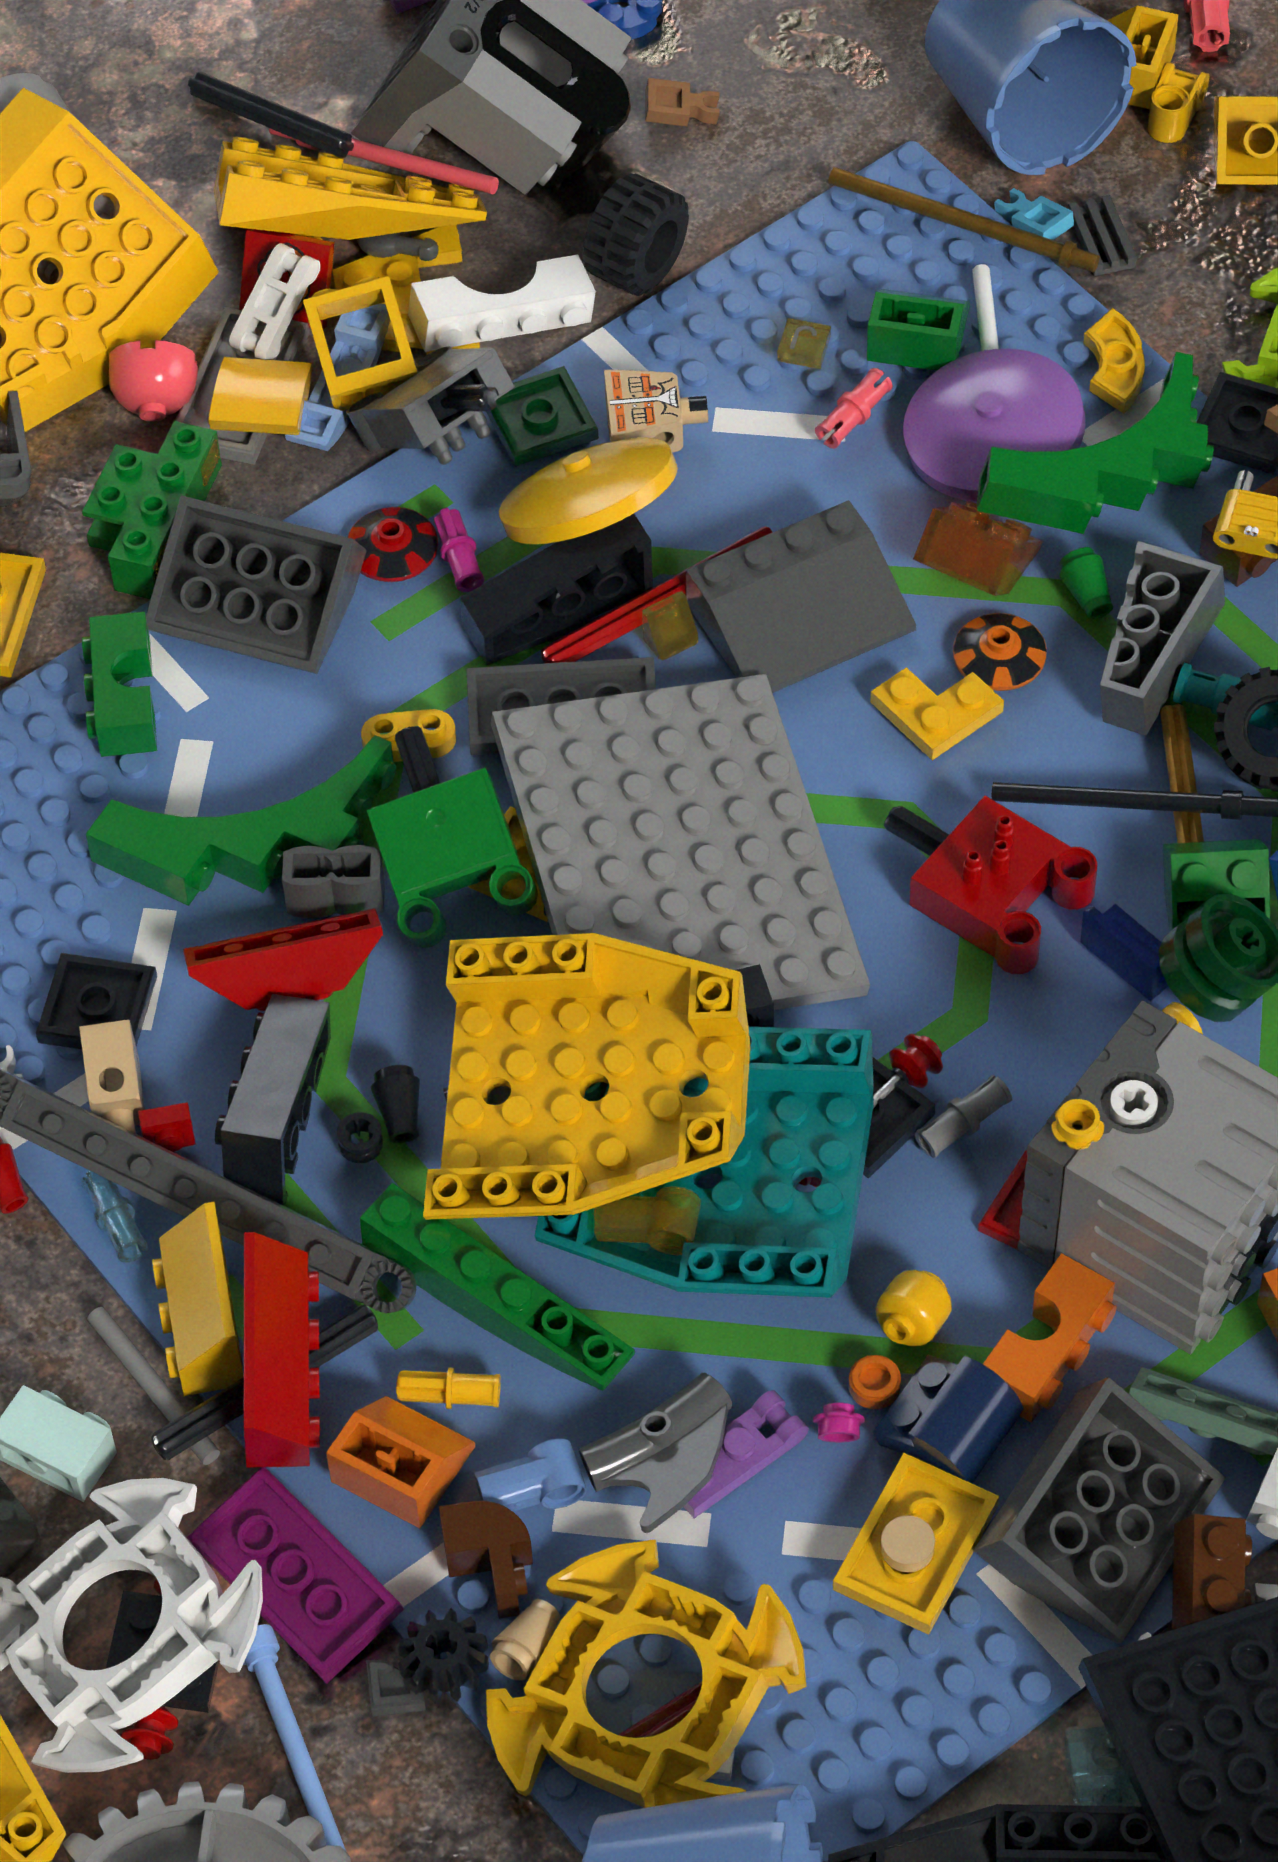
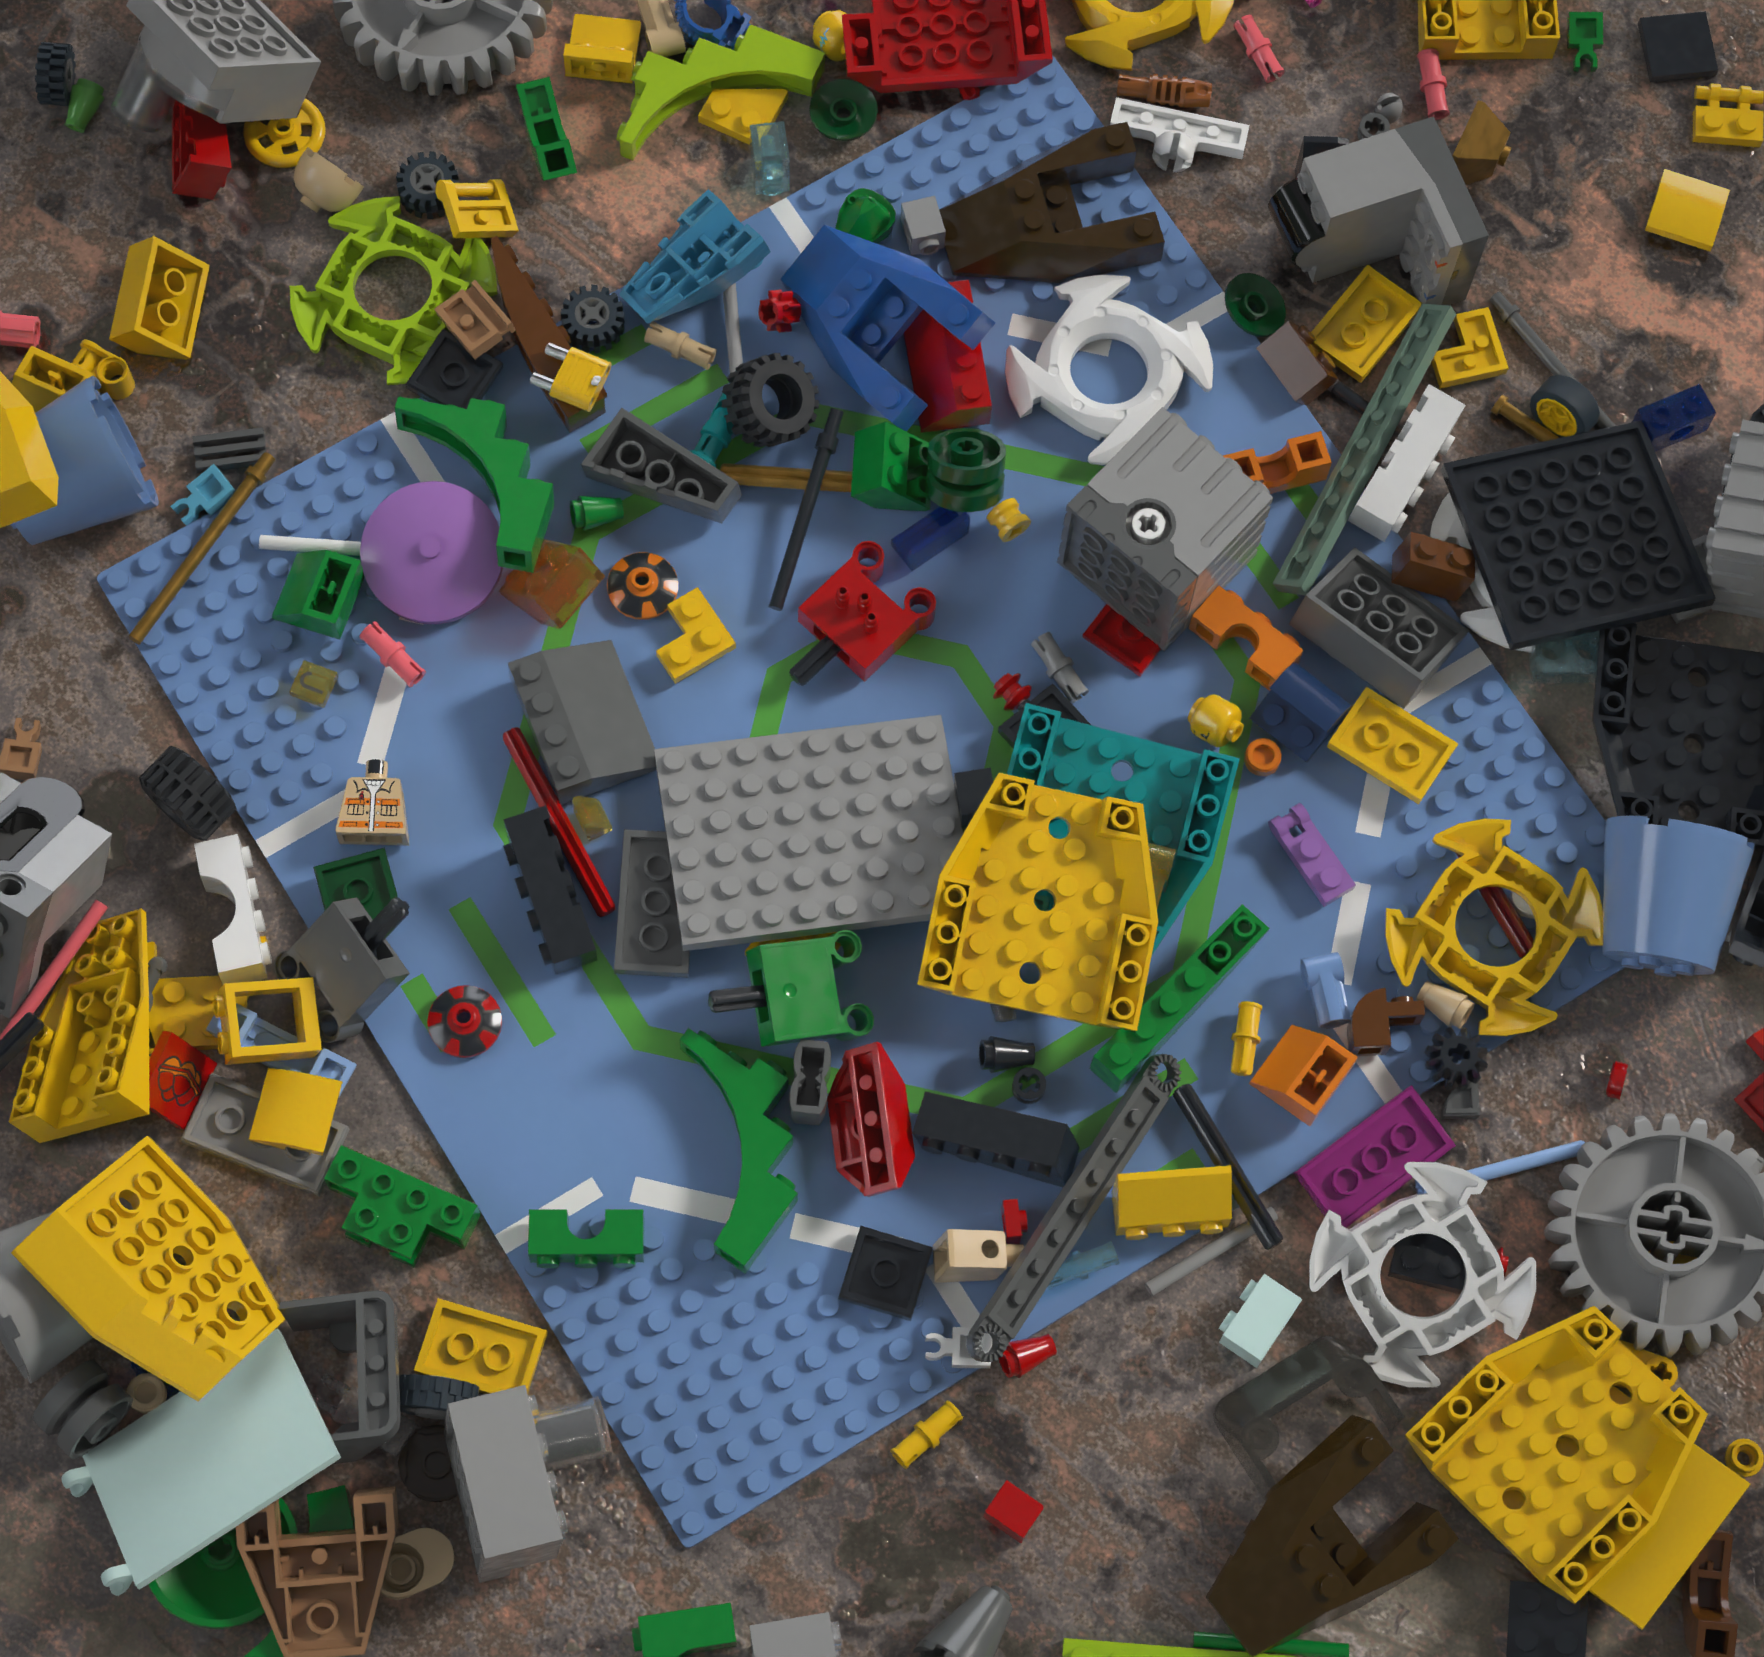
camera: 90 degrees left, 15 degrees up
(151, 379) = (265, 1198): coral cylinder -> none
(253, 584) = (501, 1127): dark grey slope -> none
(273, 302) = (209, 1088): white plate -> none
(277, 1354) = (1250, 1147): red slope -> none
(439, 741) = (662, 1020): yellow plate -> none
(458, 550) = (484, 968): dark pink axle -> none
(588, 490) = (467, 854): yellow dish -> none
(665, 1450) = (1330, 893): dark grey pin -> none
(838, 1423) = (1298, 782): dark pink plate -> none
(907, 1543) = (1402, 746): tan tile -> none
(1080, 1113) = (1173, 550): yellow plate -> none
(1119, 360) = (372, 455): yellow tile -> none

